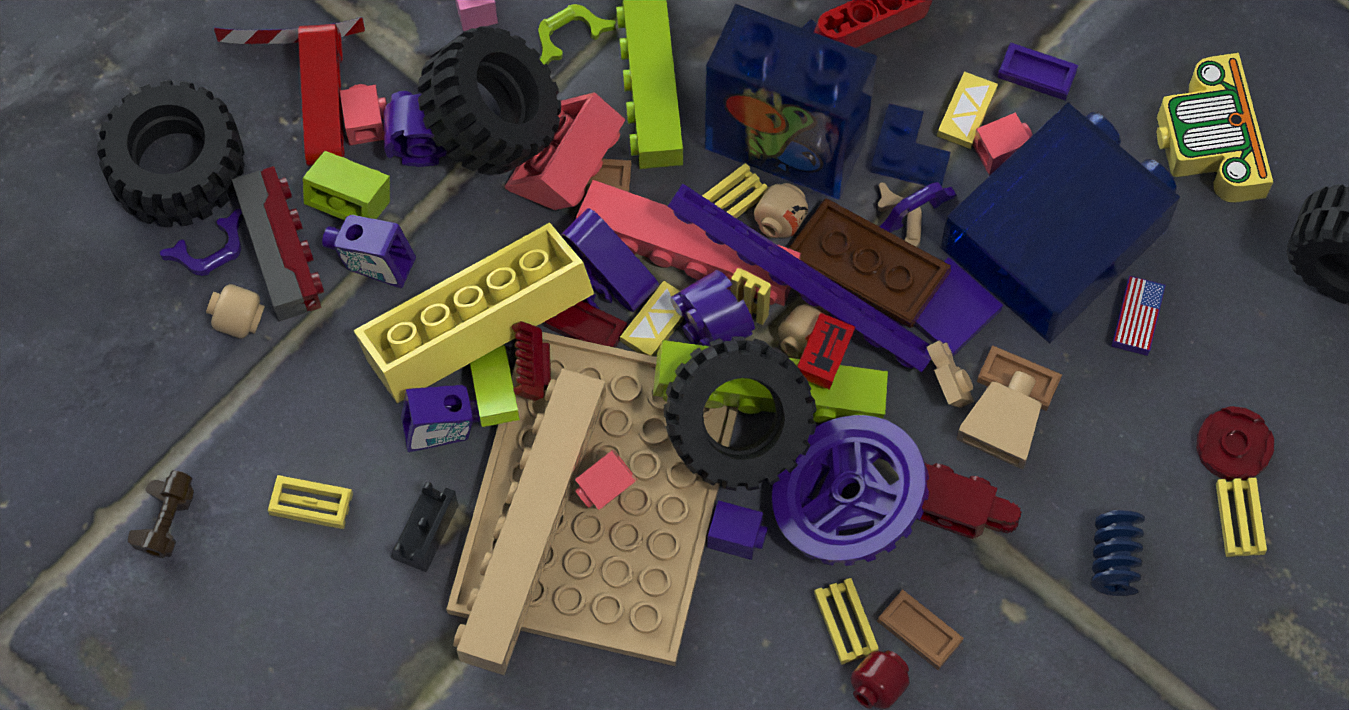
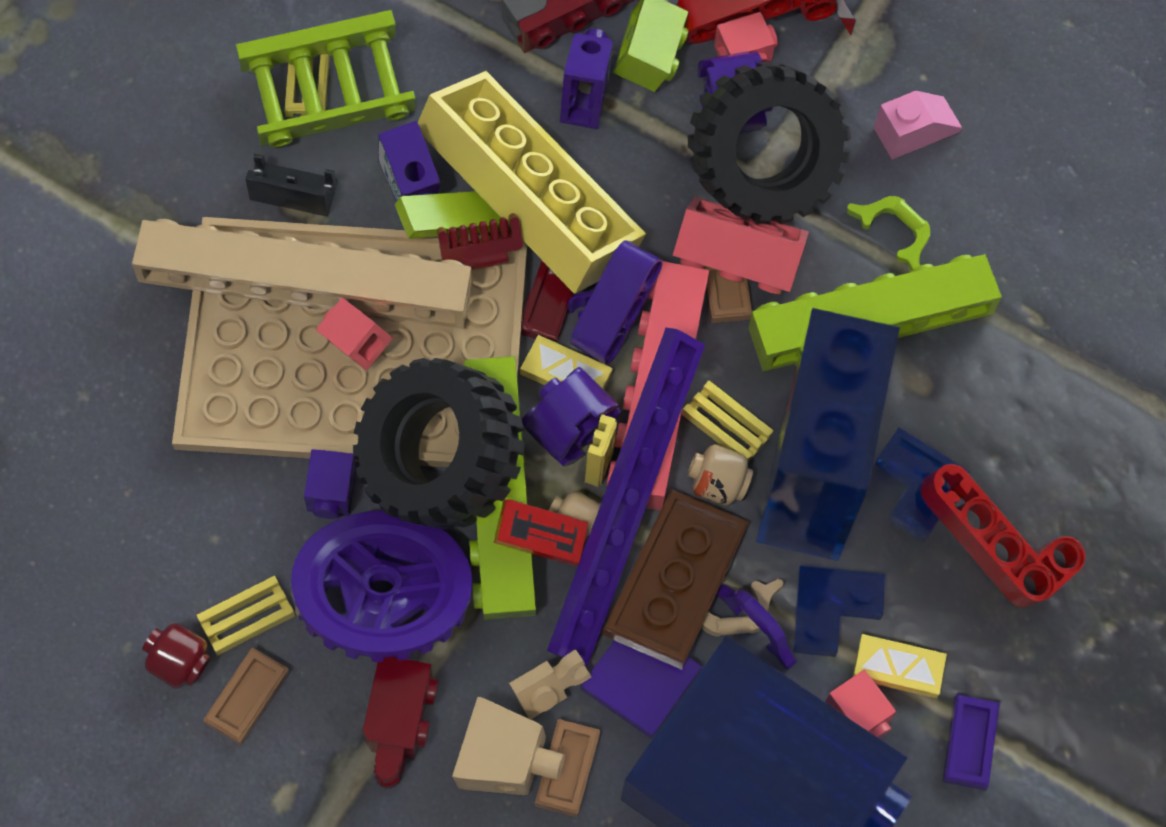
camera: 75 degrees right, 0 degrees up
(292, 497) = (336, 41): none -> lime fence

